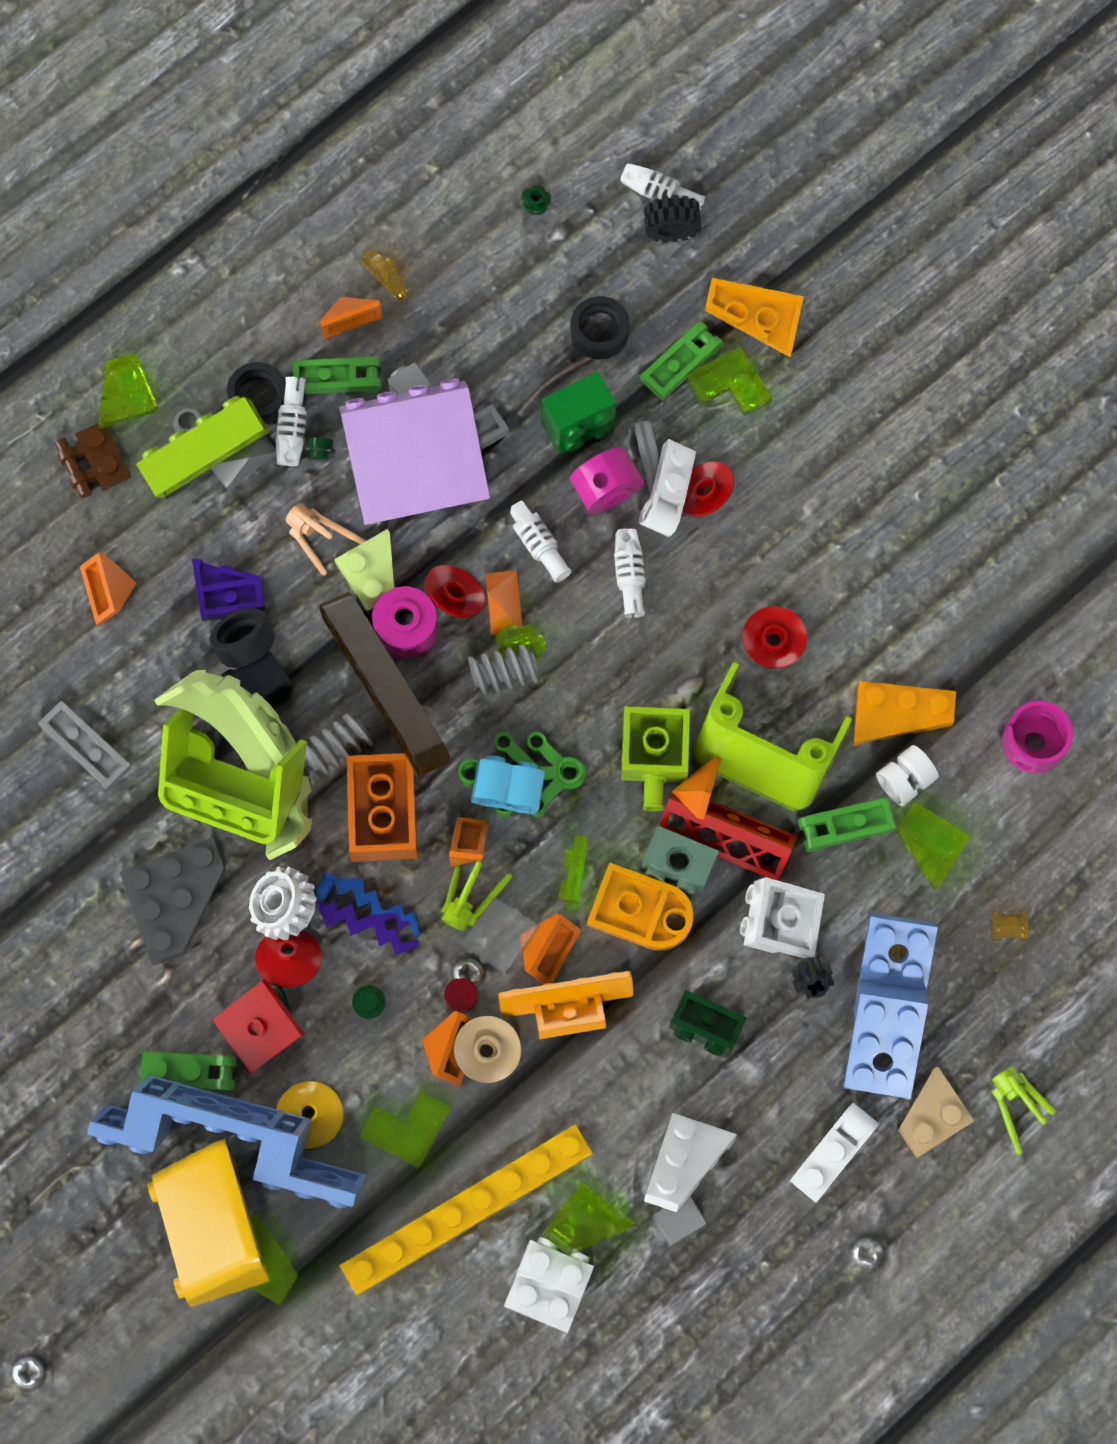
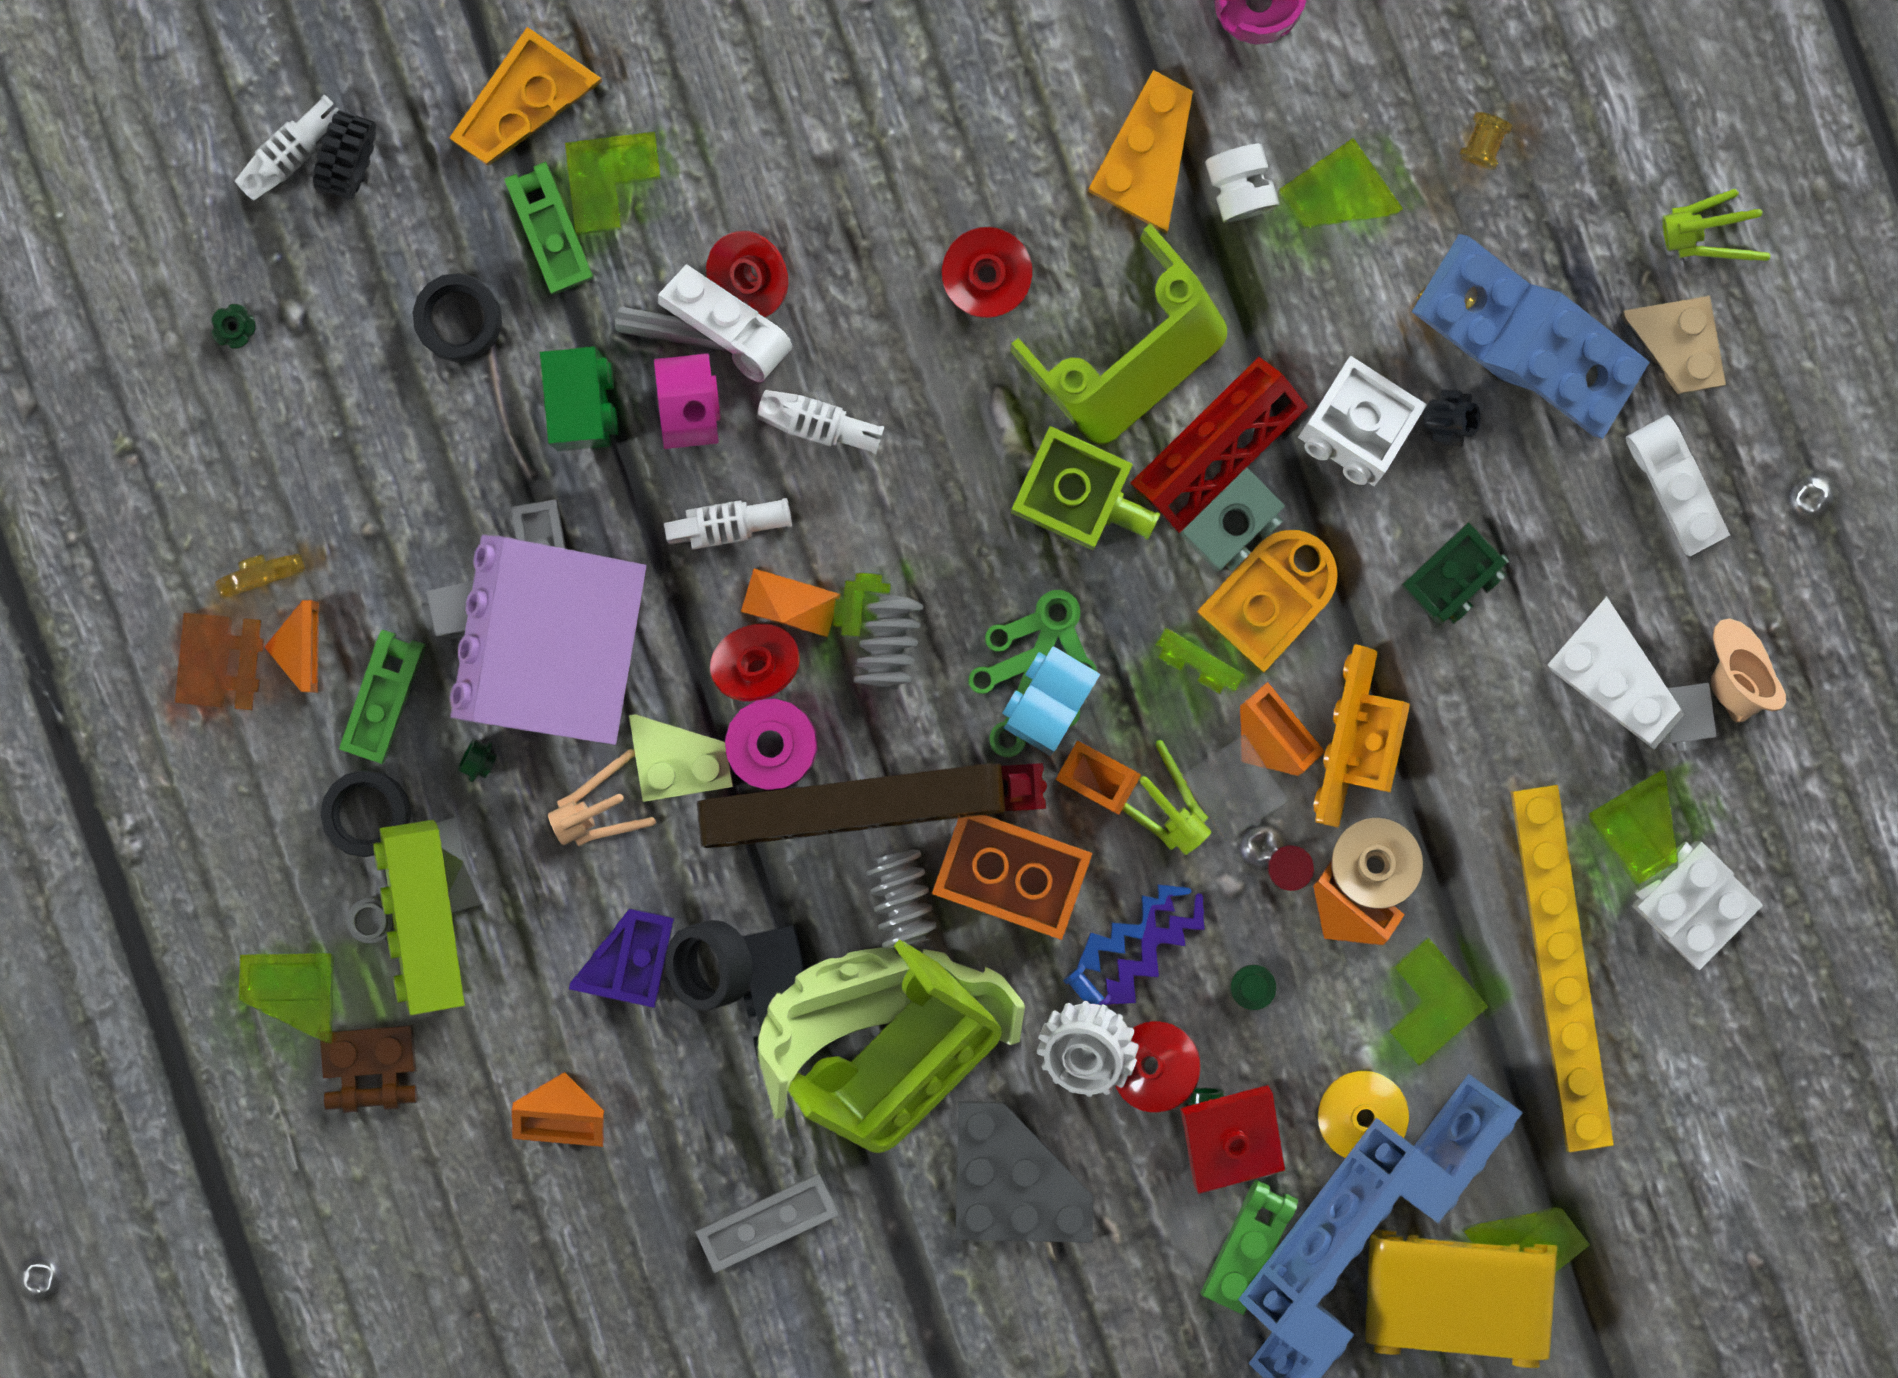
camera: 65 degrees left, 15 degrees up
(291, 423) = (429, 785): white hinge -> none
(316, 264) = (204, 661): none -> clear orange plate
(440, 788) = (1023, 787): none -> dark red hips
(697, 789) = (1155, 458): orange slope -> none
(726, 1249) = (1744, 676): none -> light nougat piece
(847, 824) = (1271, 286): bright green plate -> none

